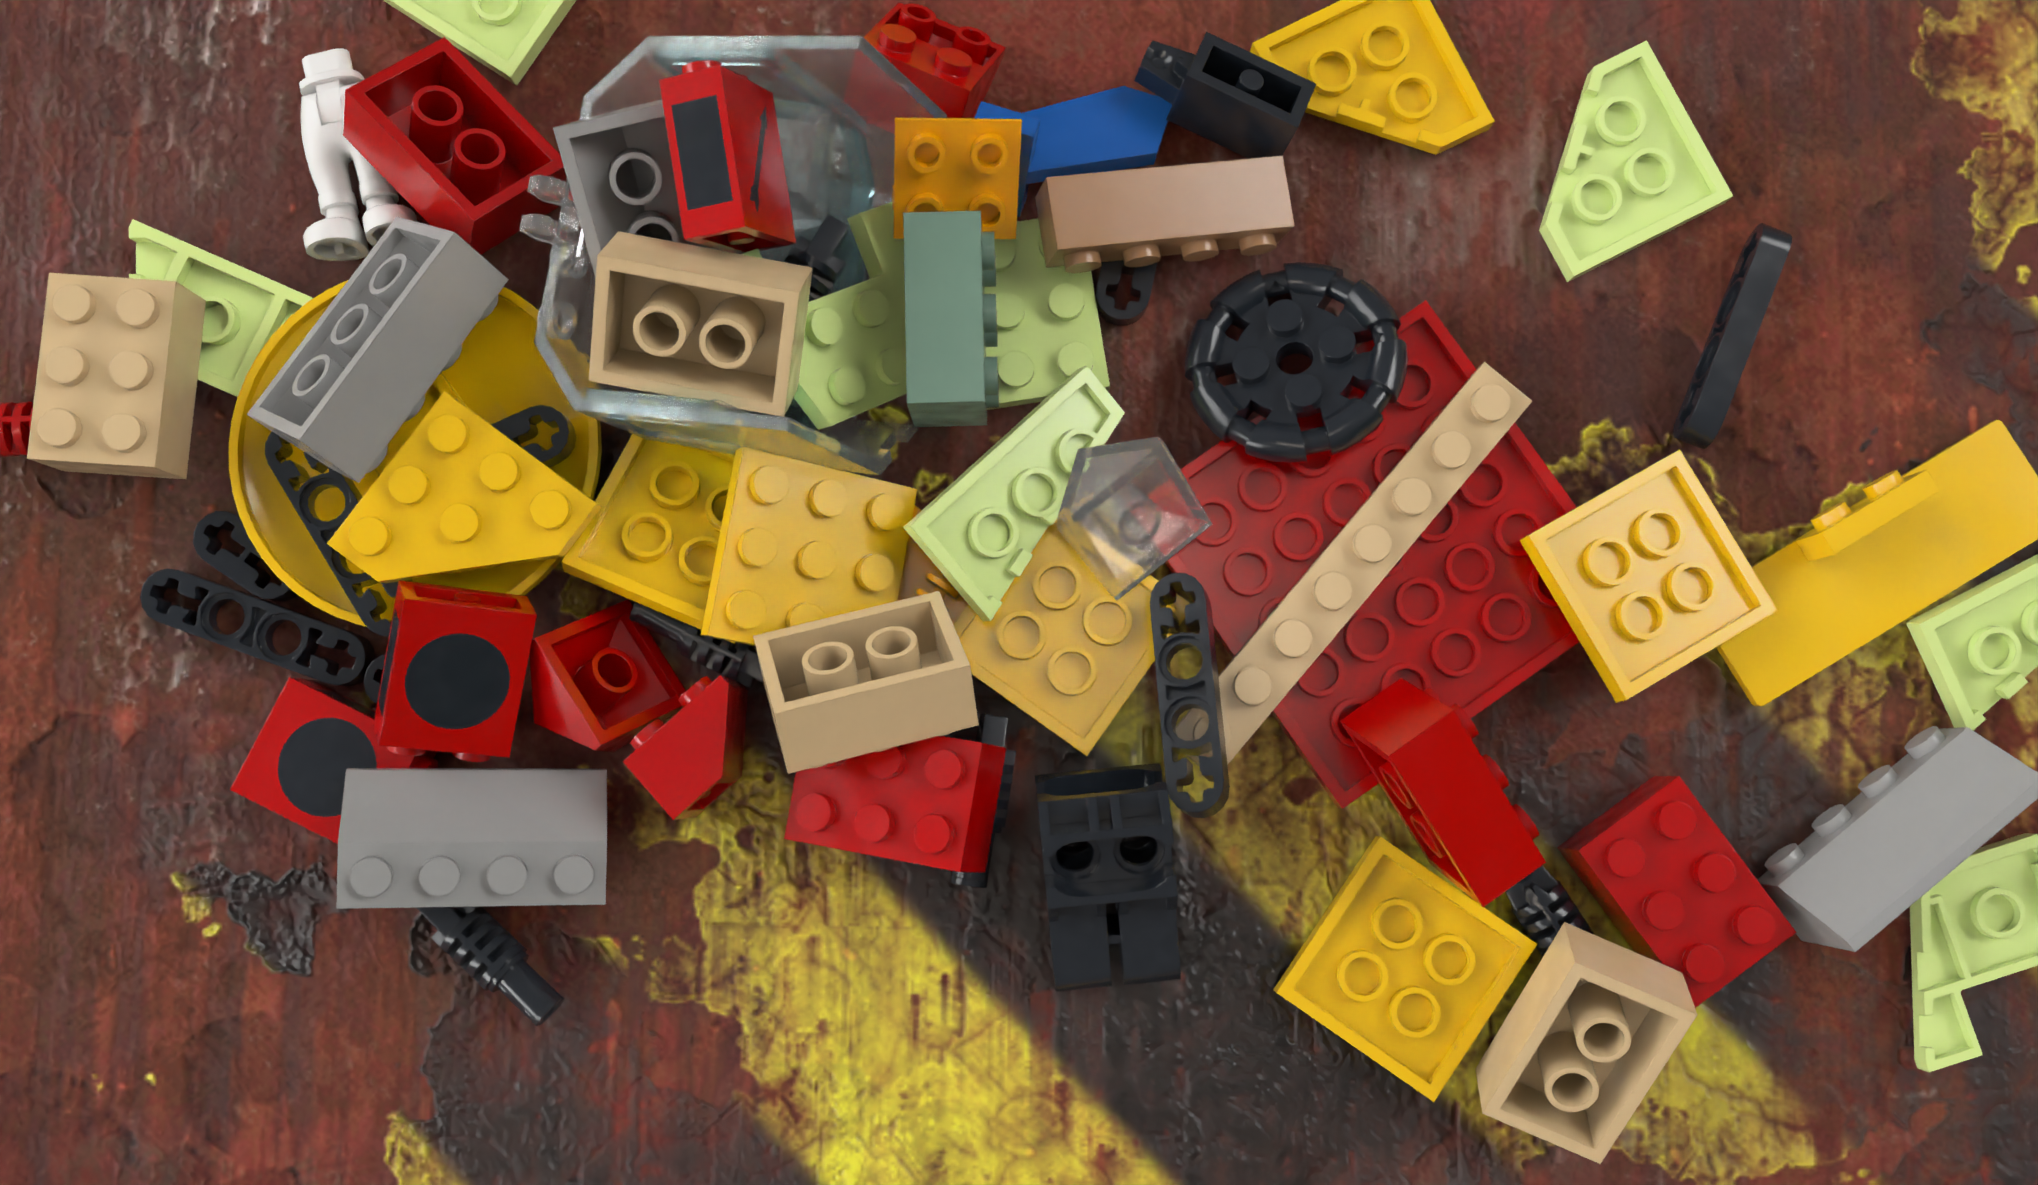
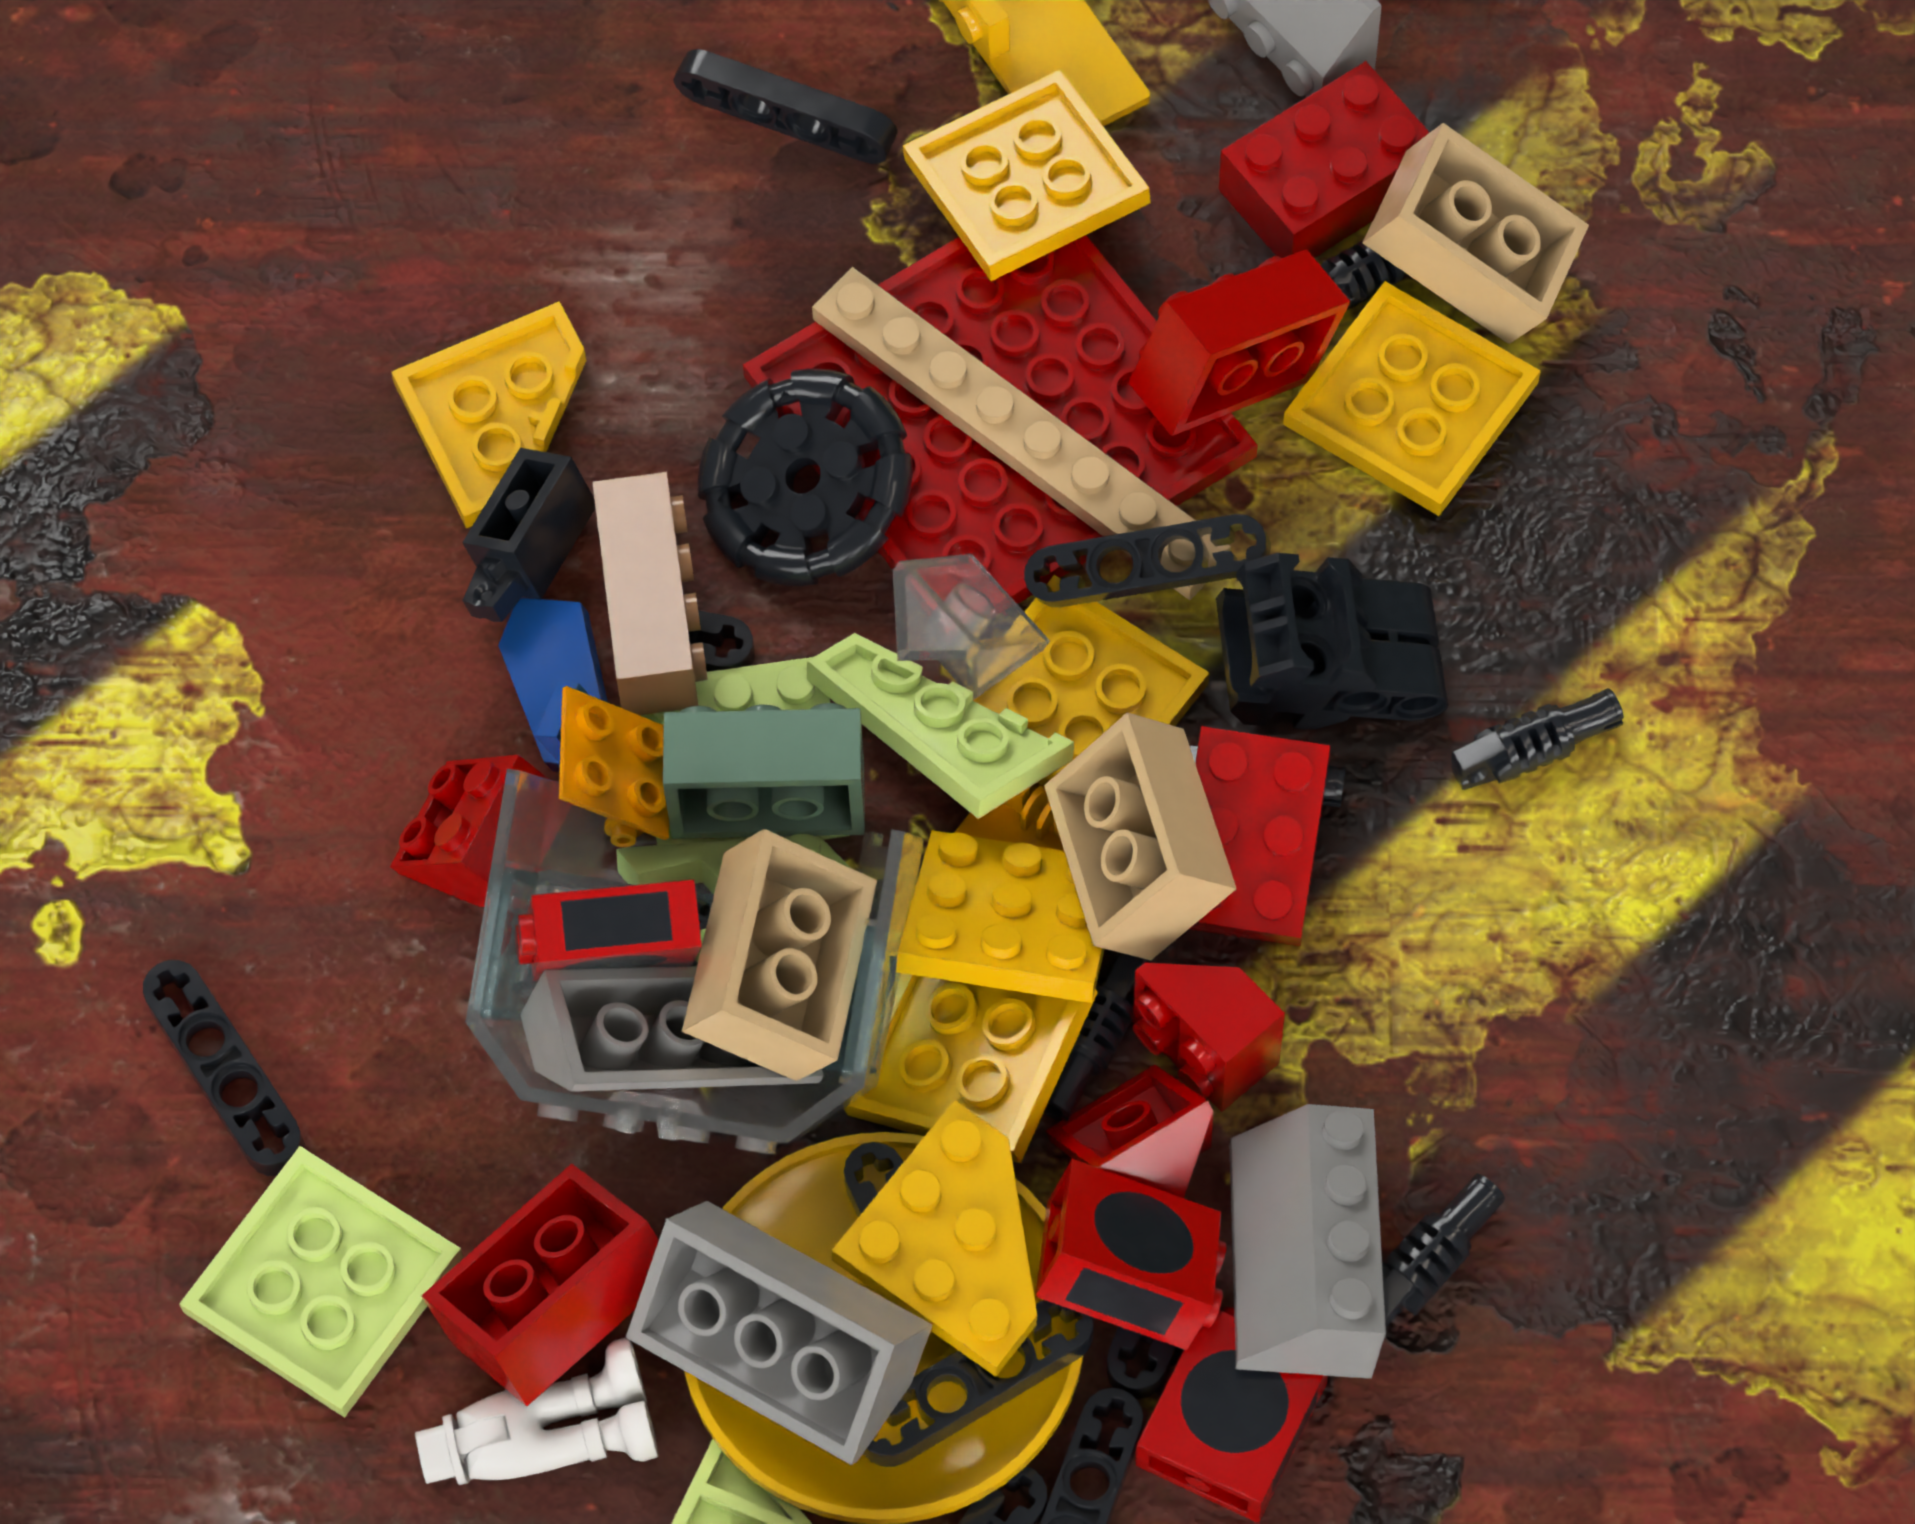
camera: 90 degrees left, 20 degrees down
(1021, 1079) = (1534, 739): none -> black hinge
(1627, 166) = (609, 191): yellowish green plate -> none

